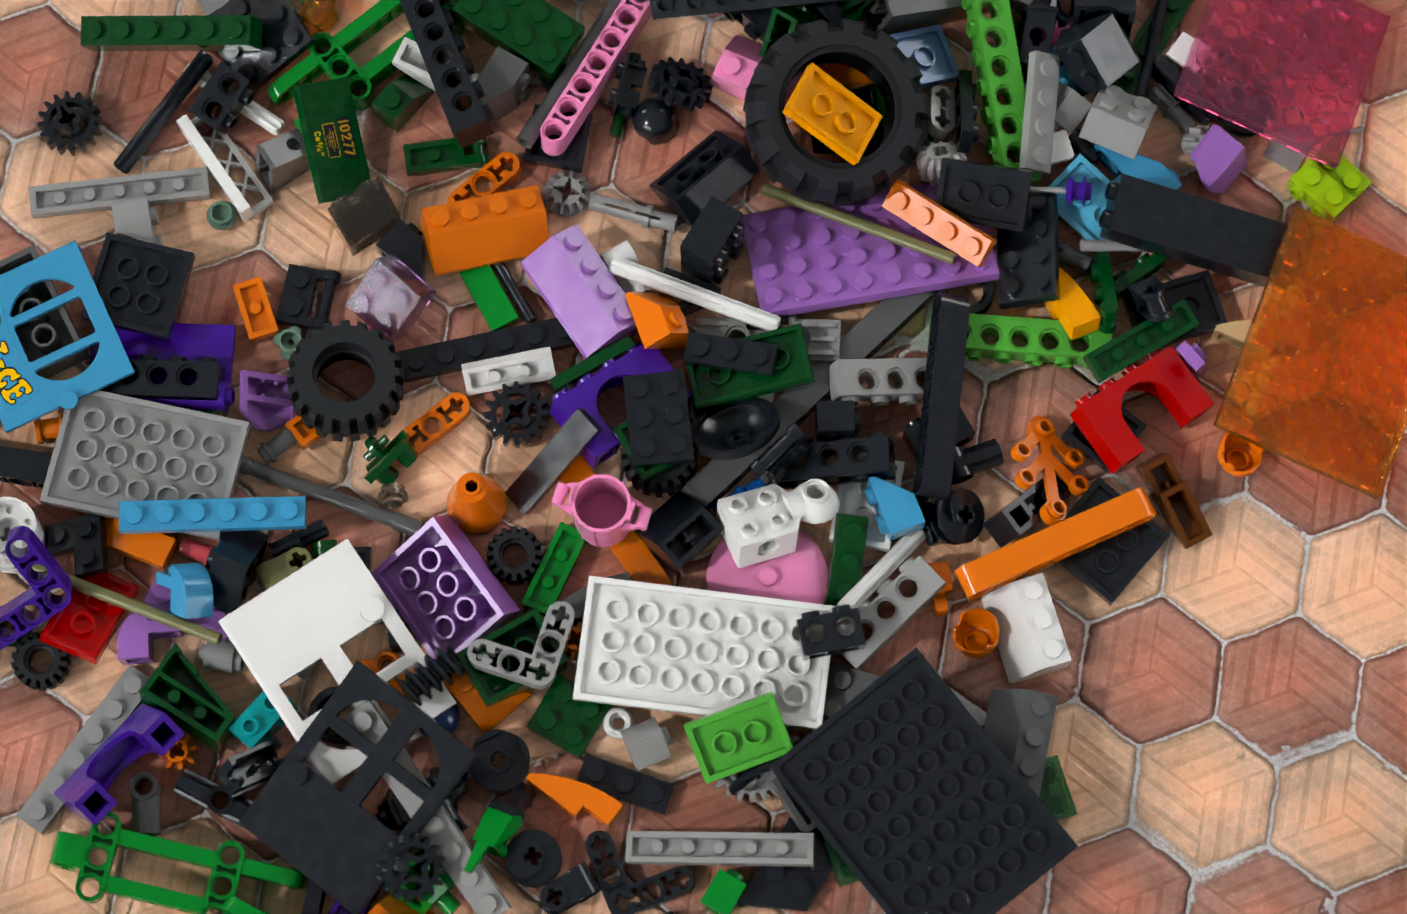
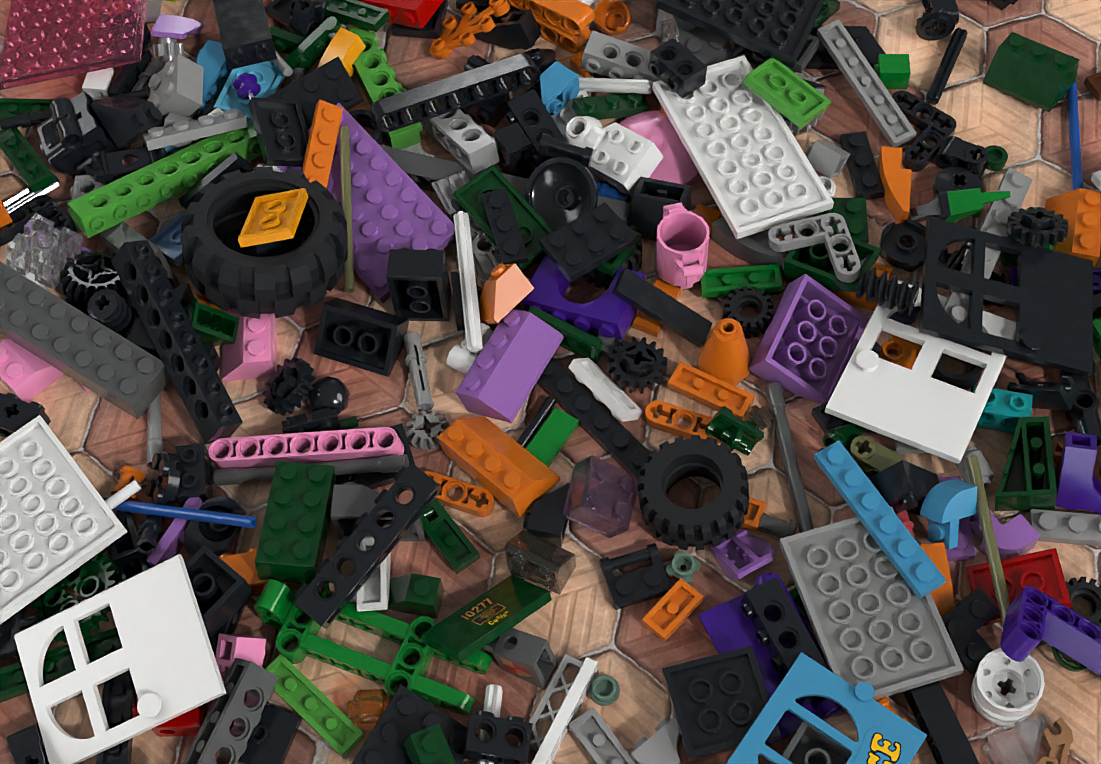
camera: 115 degrees left, 15 degrees down
(448, 467) = (710, 390): none -> orange plate

